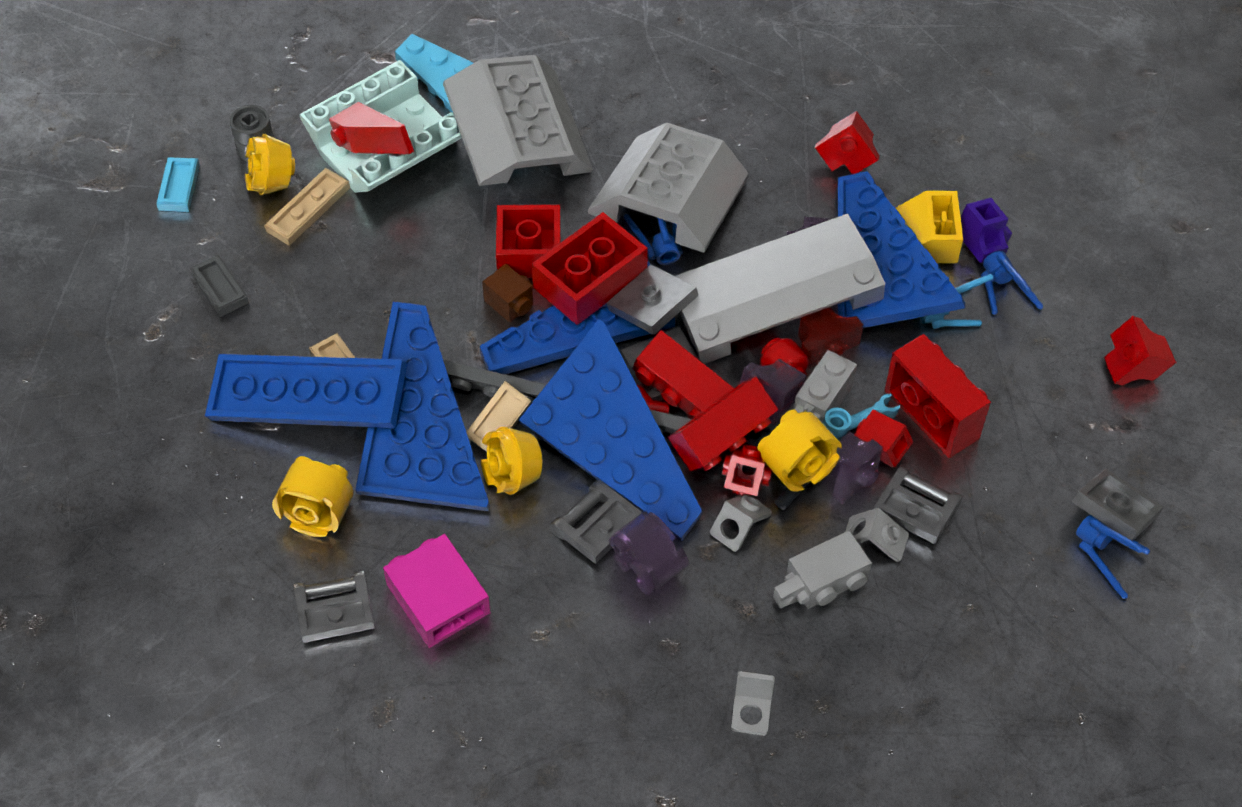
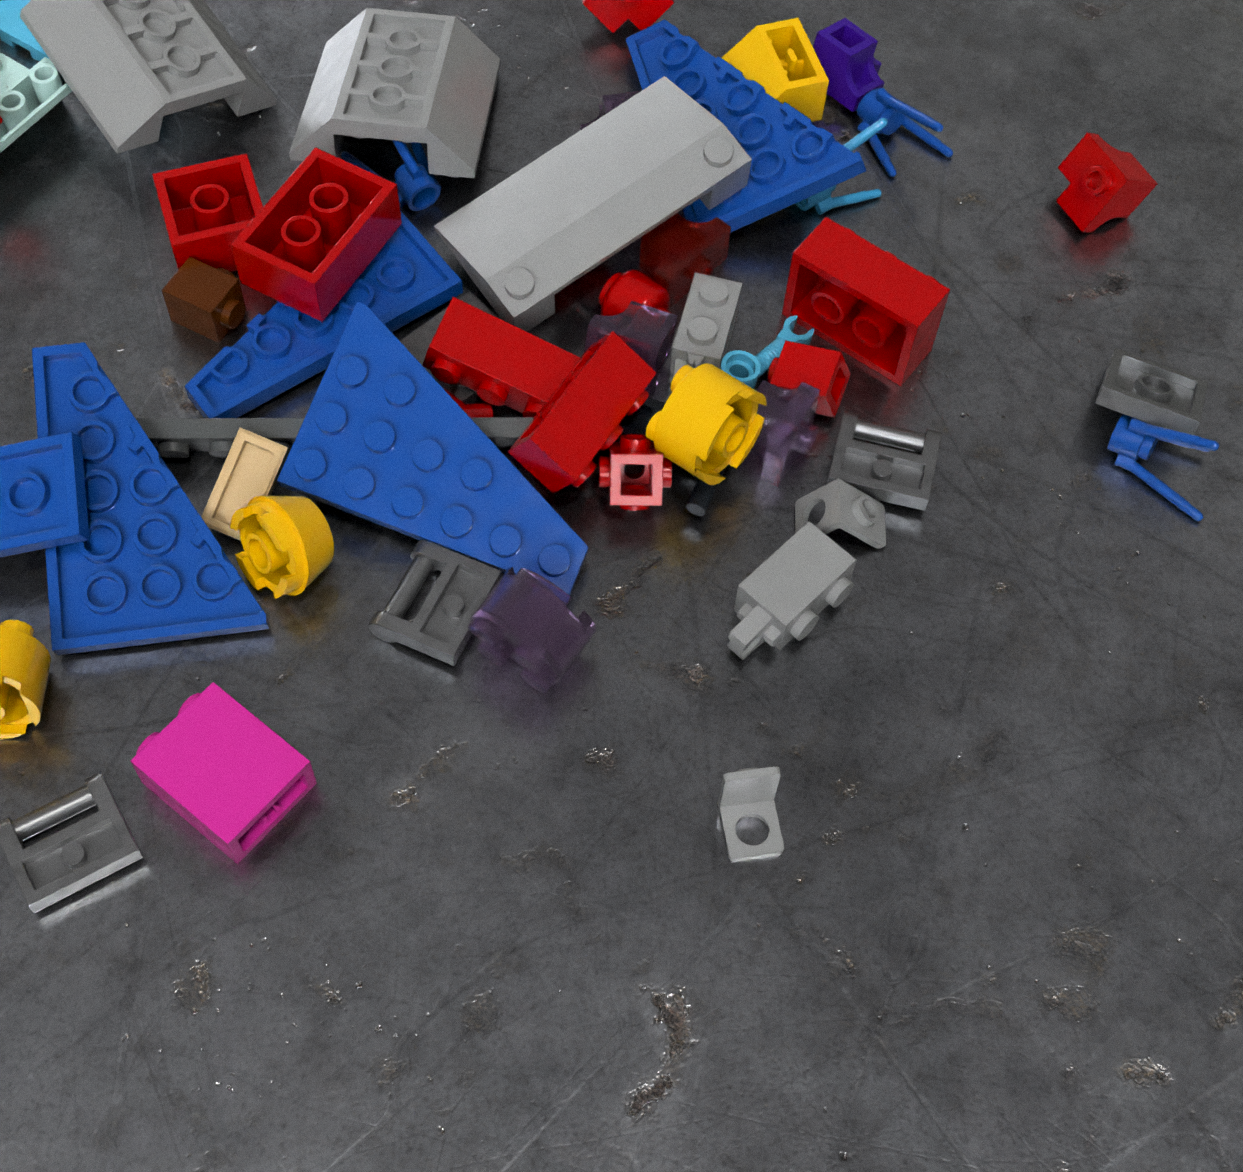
camera: 20 degrees left, 5 degrees up
(652, 299) = (422, 258): flat silver plate -> none
(745, 512) = (651, 532): light grey bracket -> none

